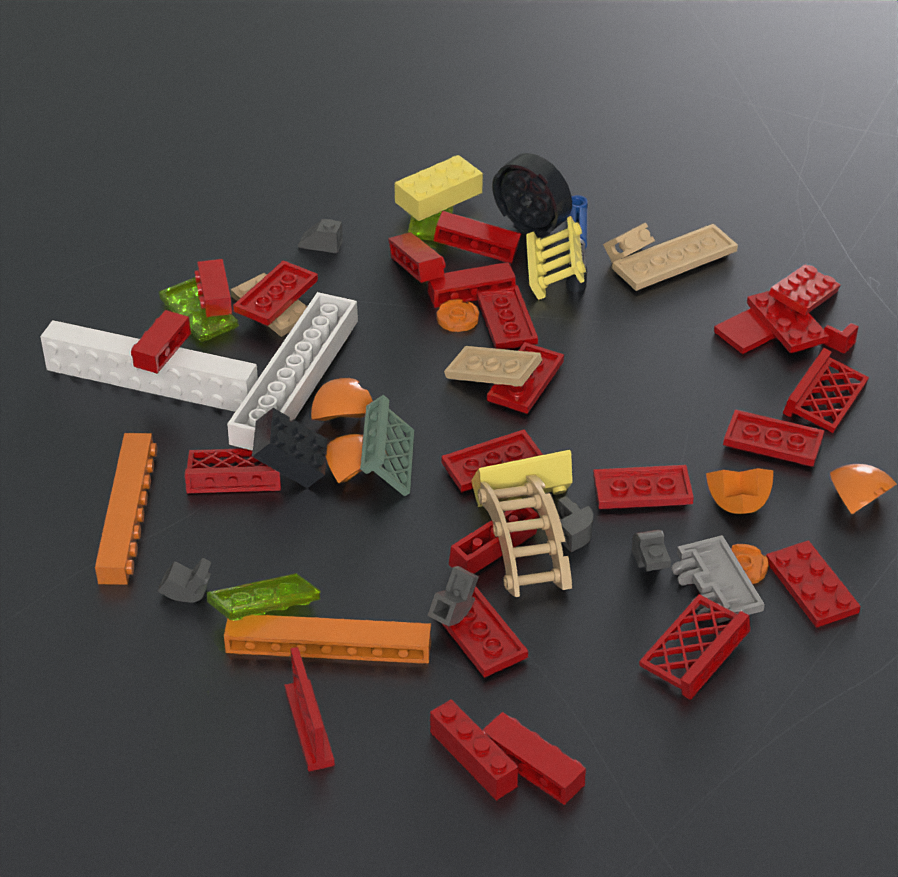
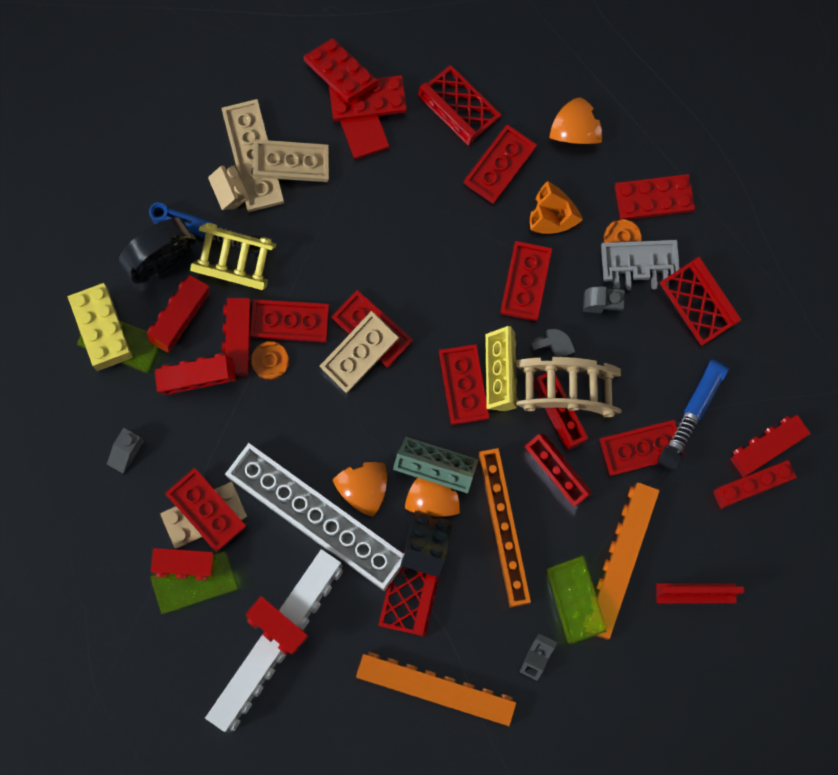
camera: 75 degrees left, 35 degrees up
(331, 520) = (504, 528): none -> orange brick
(419, 553) = (558, 469): none -> red brick
(456, 600) = (623, 460): dark grey brick -> none
(605, 680) = (693, 413): none -> piece
(682, 277) = (290, 160): none -> tan plate
(842, 340) = (399, 66): red panel -> none

